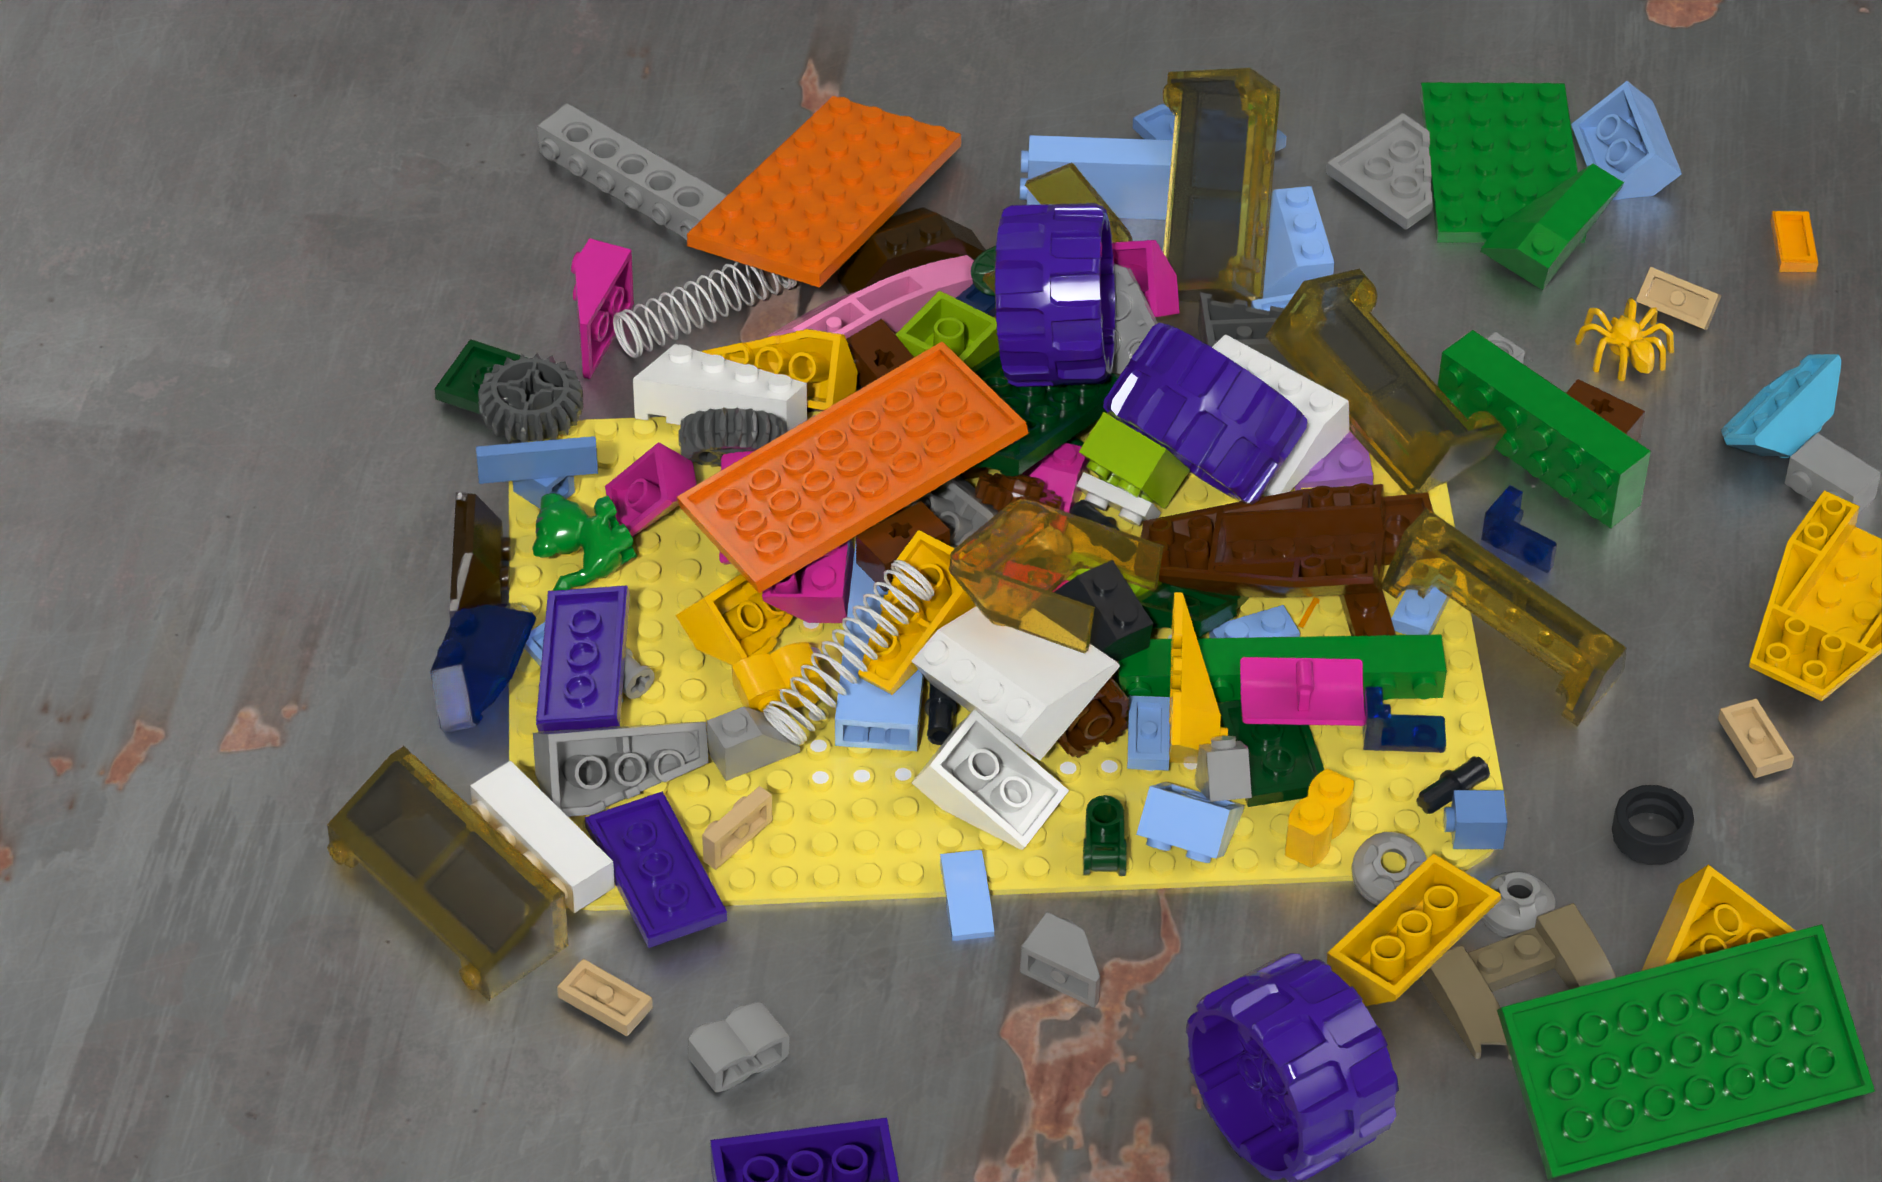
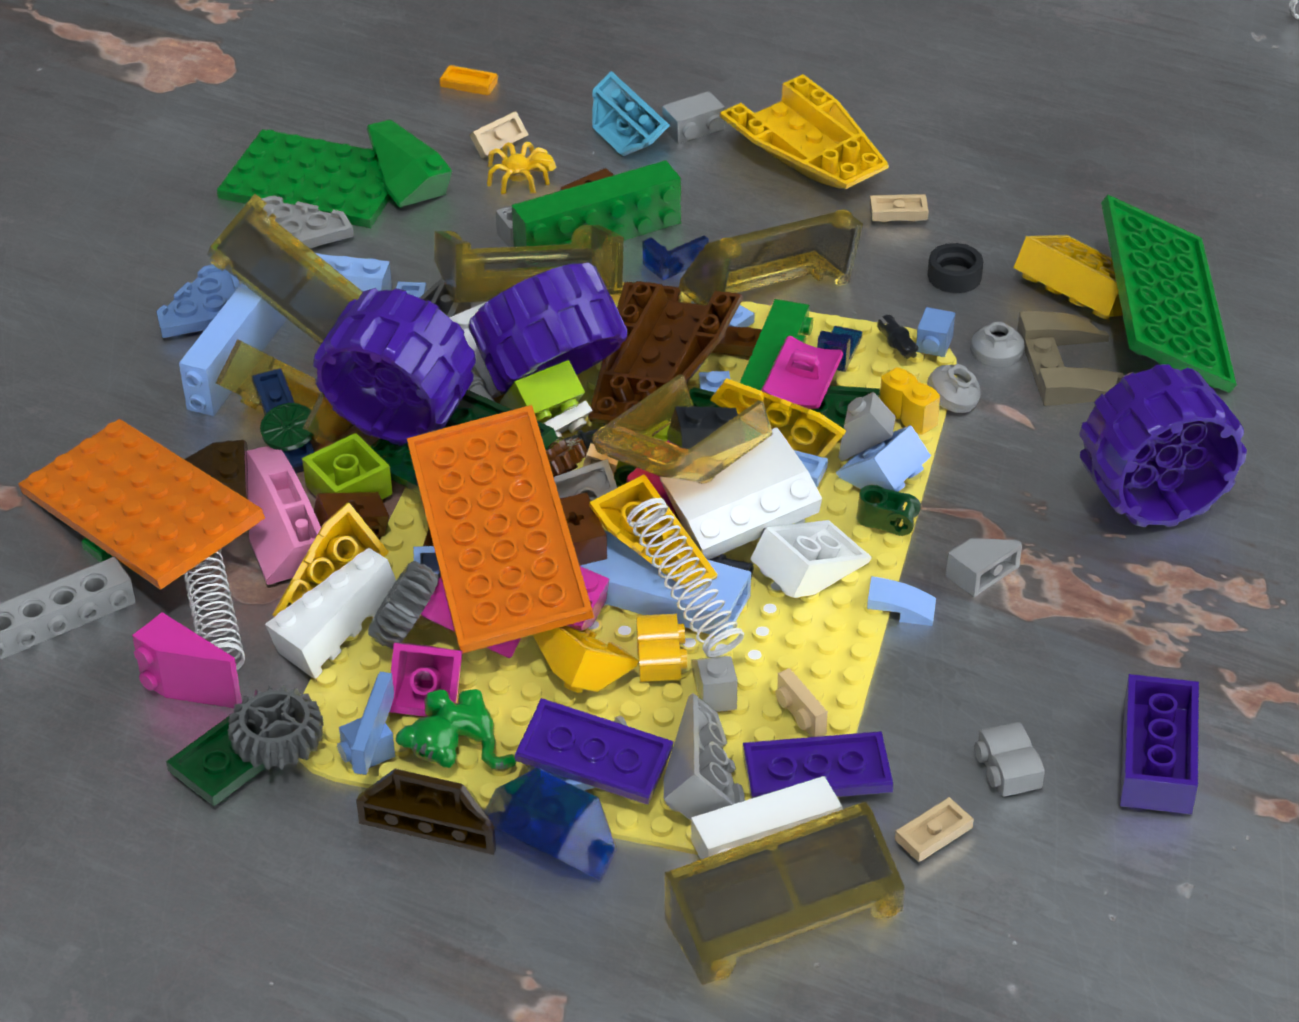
camera: 70 degrees left, 5 degrees down
(1410, 930) = (1028, 387): yellow slope -> none
(1628, 142) = (341, 115): light blue slope -> none

